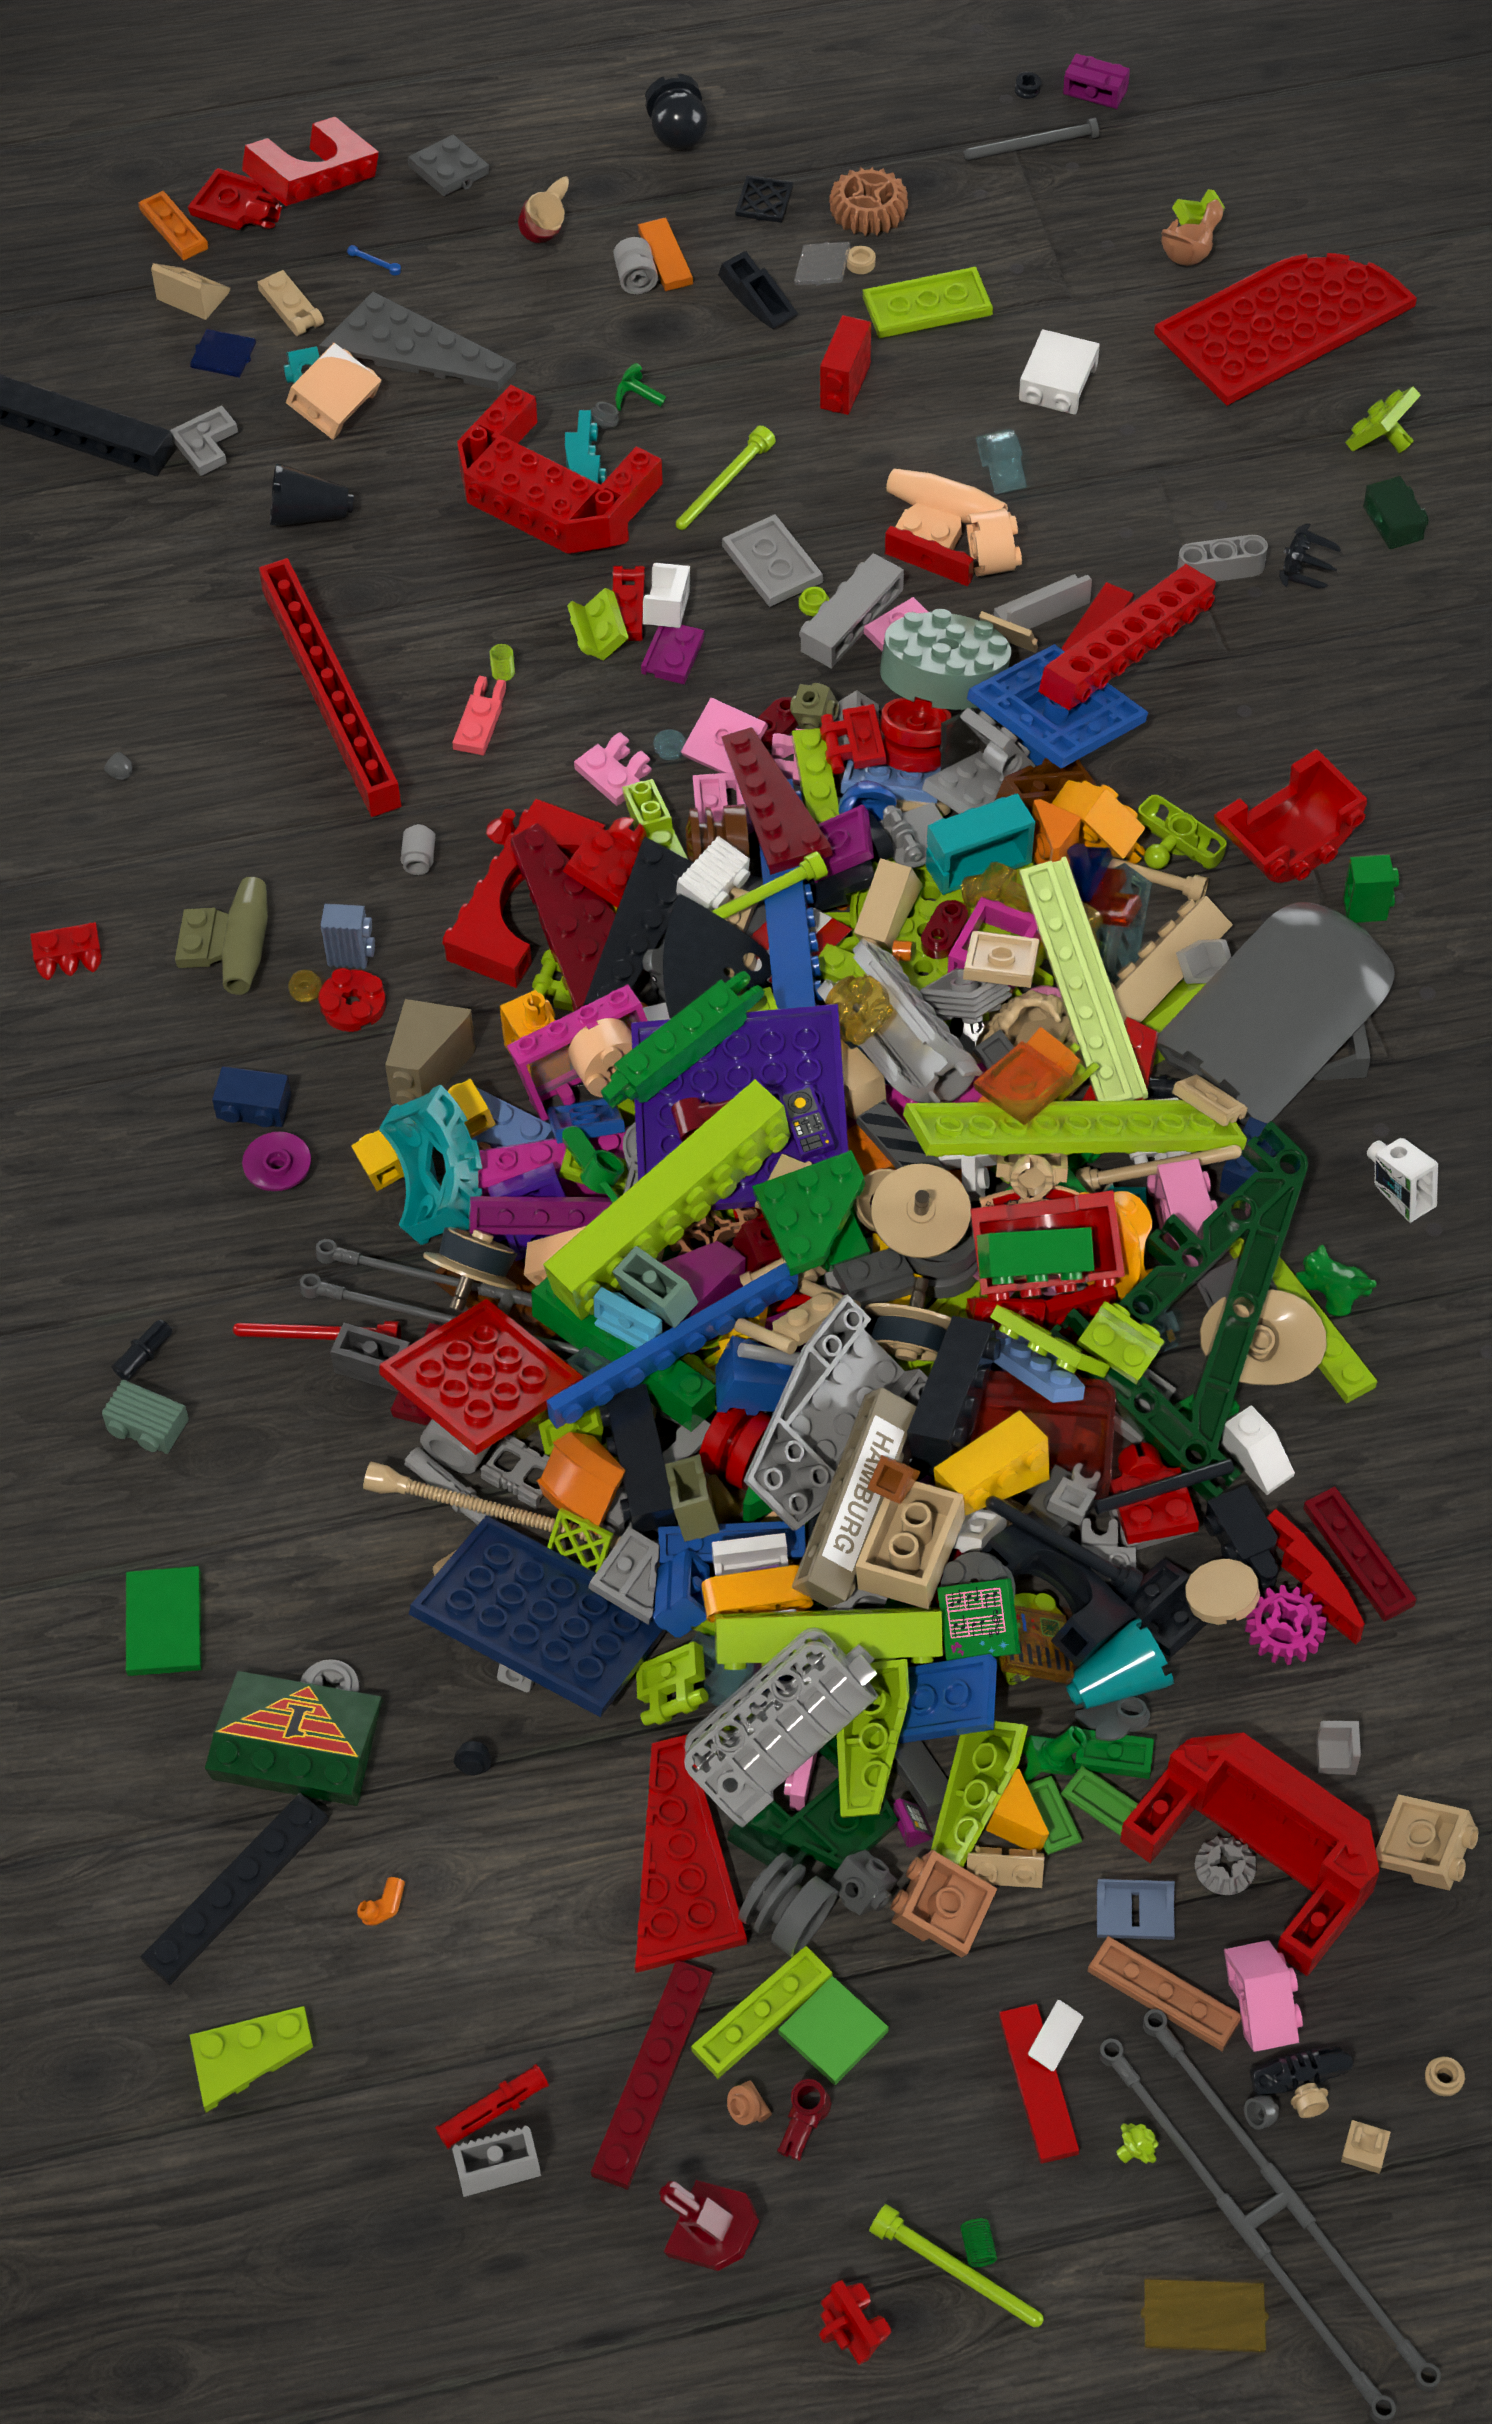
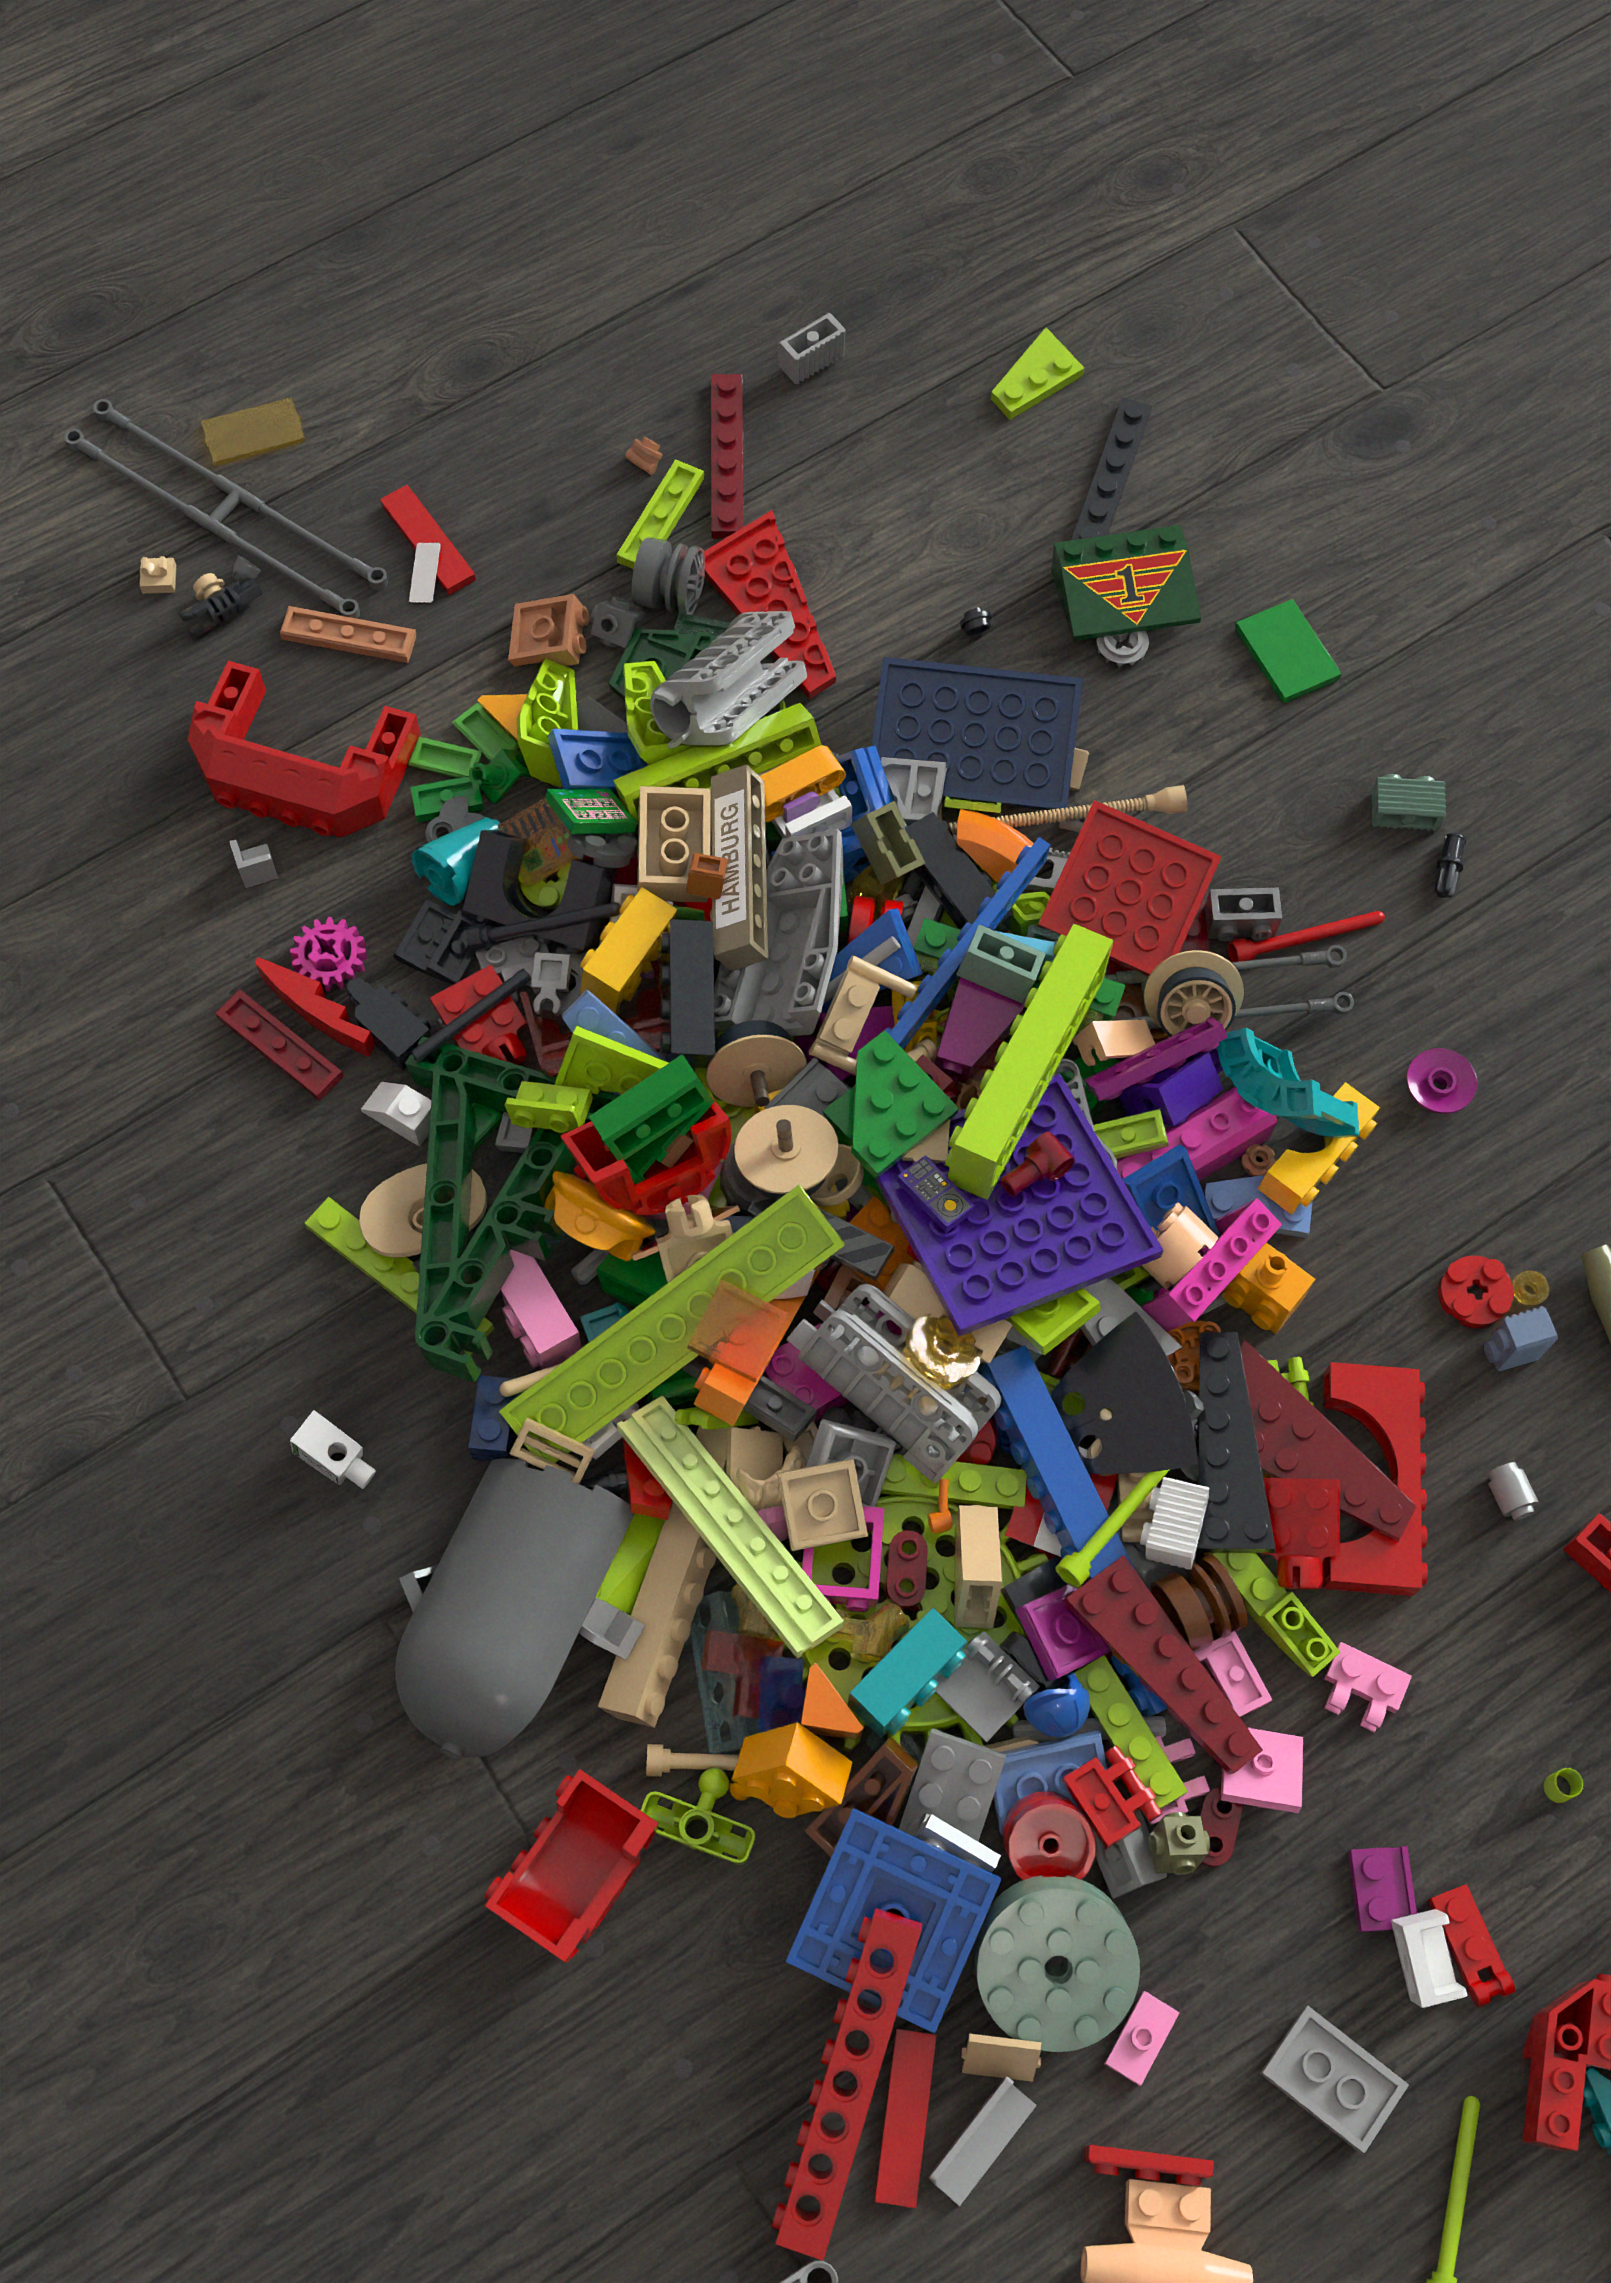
camera: 155 degrees right, 10 degrees up
(251, 1097) = (1505, 1139): dark blue brick -> none
(381, 1910) = (989, 499): orange arm -> none
(427, 1048) = (1368, 1233): dark tan slope -> none
(479, 718) = (1546, 1704): coral hinge -> none
(493, 2105) = (828, 401): red pin -> none
(500, 827) = (1440, 1555): red rock -> none
(598, 625) = (1487, 1882): lime bracket -> none
(599, 1167) = (1136, 1123): green piece -> none
(668, 1674) = (839, 722): lime plate -> none
(669, 744) = (1311, 1751): clear light blue plate -> none
(681, 1041) = (1098, 1225): green hinge -> none
(712, 2224) = (637, 363): dark red piece -> none
(803, 2119) = (597, 457): dark red pin -> none
(811, 600) = (1255, 2032): lime plate -> none
(833, 2030) = (599, 525): bright green tile -> none
(848, 2324) = (498, 333): red hips -> none
(853, 606) = (1204, 2029): light grey brick -> none
(891, 2226) = (505, 408): lime piece -> none
(911, 1823) = (598, 687): magenta slope -> none
(956, 741) = (998, 1835): clear smoke piece -> none
(979, 2240) = (437, 419): green piece -> none
(993, 541) = (1075, 2200): light nougat brick -> none
(1017, 1869) = (496, 683): tan hinge -> none
(1115, 1909) = (374, 687): sand blue piece -> none
(1138, 2143) = (335, 515): lime plant -> none
(1215, 1877) = (339, 736): light grey gear -> none
(1222, 1591) = (392, 957): tan tile -> none
(1264, 1995) = (268, 640): bright pink brick -> none
(1336, 1281) = (364, 1311): green animal -> none
(1370, 888) = (455, 1811): green brick -> none
(1427, 1841) = (159, 806): tan plate -> none
(1450, 2067) = (103, 634): tan plate -> none

